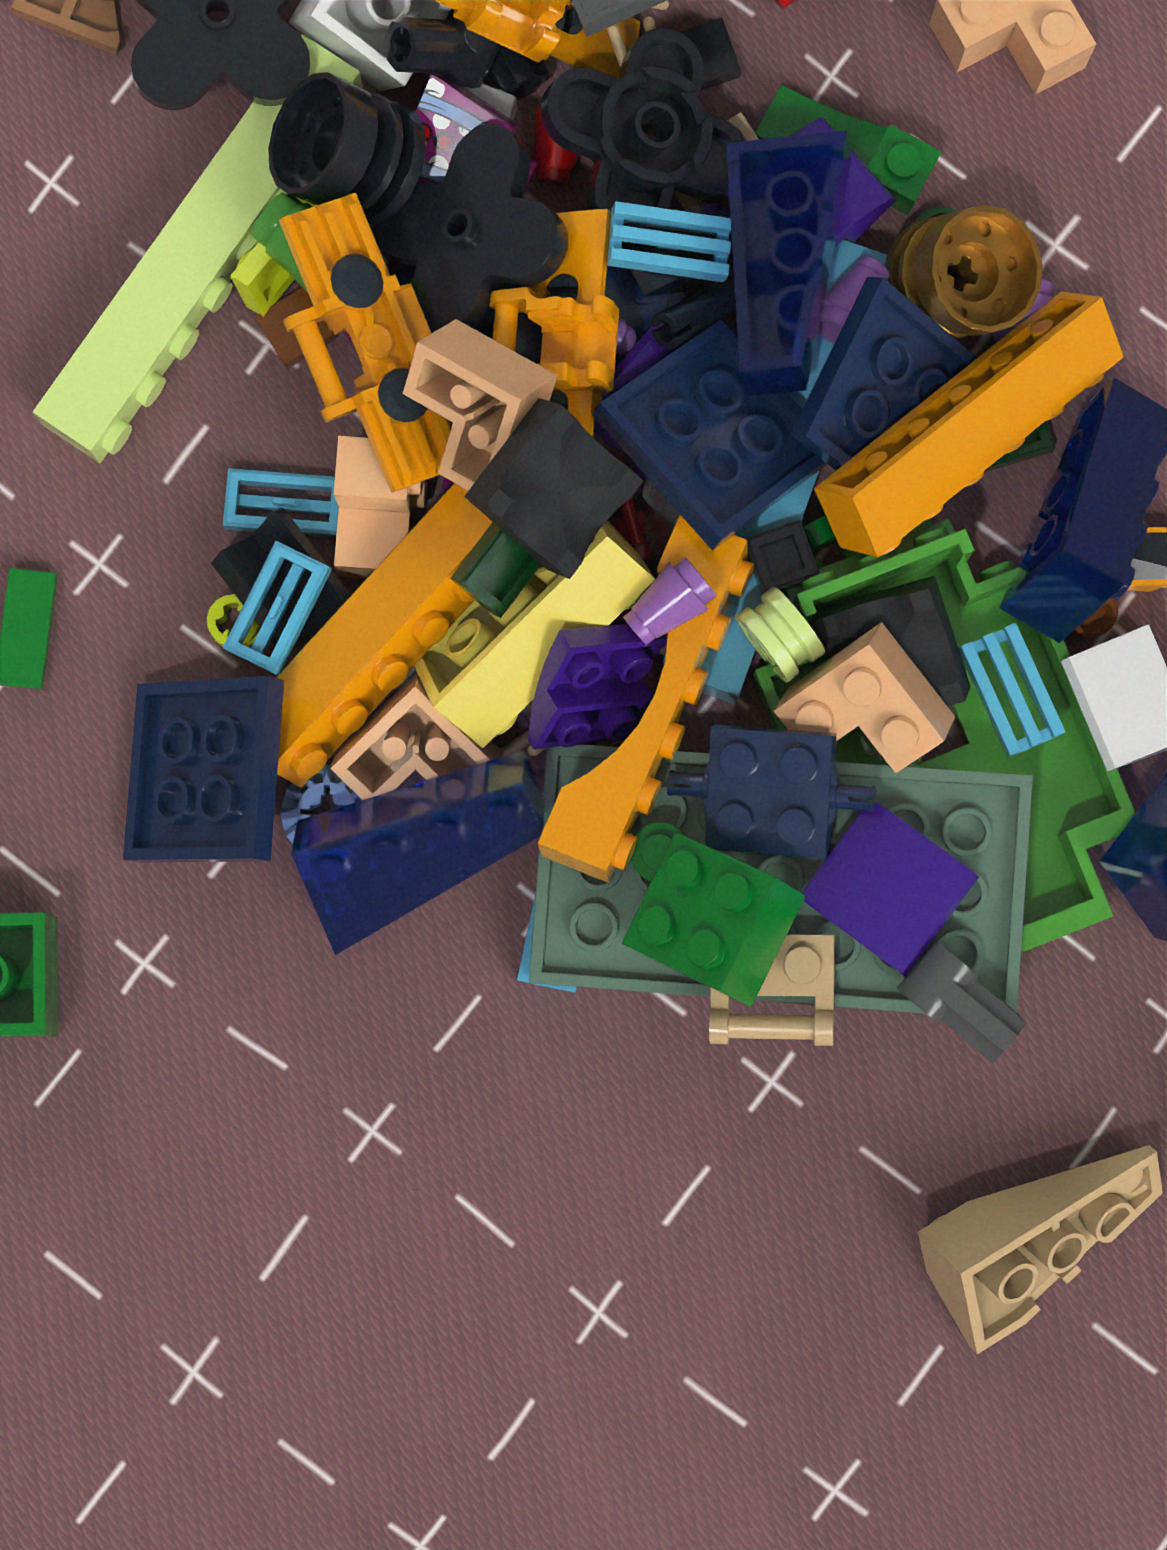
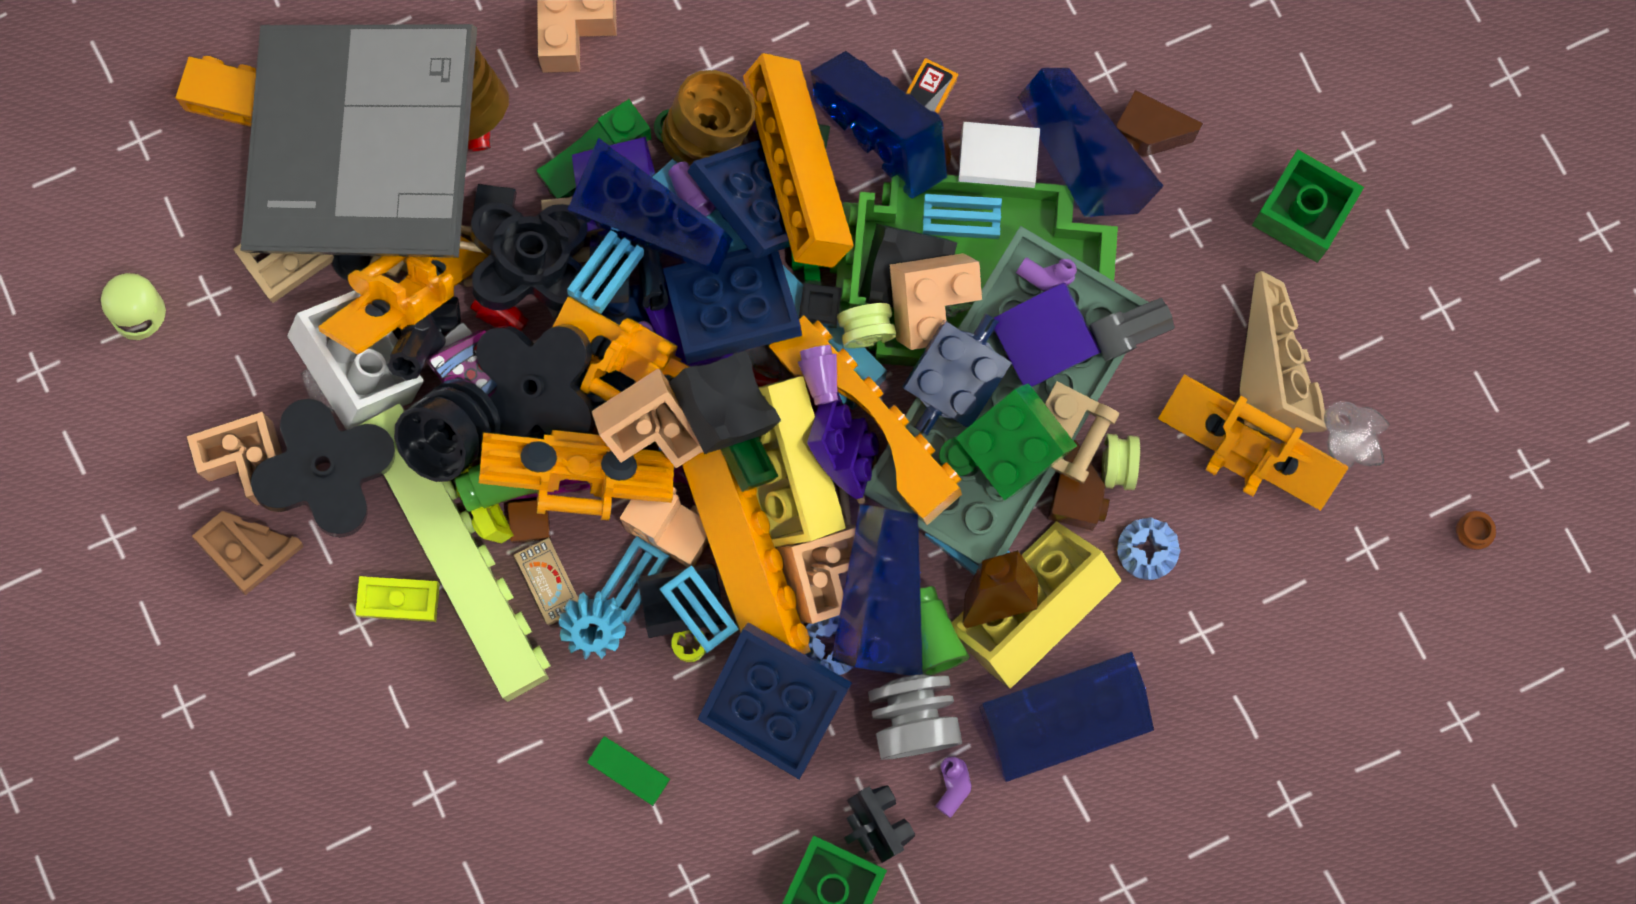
camera: 65 degrees left, 5 degrees down
(98, 1015) = (872, 826): none -> black hips
(102, 210) = (397, 599): none -> neon yellow plate
(190, 479) = (592, 611): none -> medium azure gear
(219, 1077) = (957, 785): none -> medium lavender arm
(226, 395) = (546, 579): none -> tan tile
(273, 971) = (914, 717): none -> light grey wheel
(384, 1180) = (1068, 716): none -> clear blue slope
(405, 948) = (940, 642): none -> bright green plant
(507, 1004) = (1000, 590): none -> reddish brown slope
(517, 1060) = (1070, 584): none -> light yellow slope
(651, 1171) = (1135, 560): none -> light blue gear
(688, 1057) = (1077, 502): none -> reddish brown slope
(776, 1083) = (1120, 462): none -> yellowish green wheel
(896, 1256) = (1288, 464): none -> light orange piece
(977, 850) = (1049, 276): none -> medium lavender arm
(986, 1405) = (1358, 437): none -> clear plate

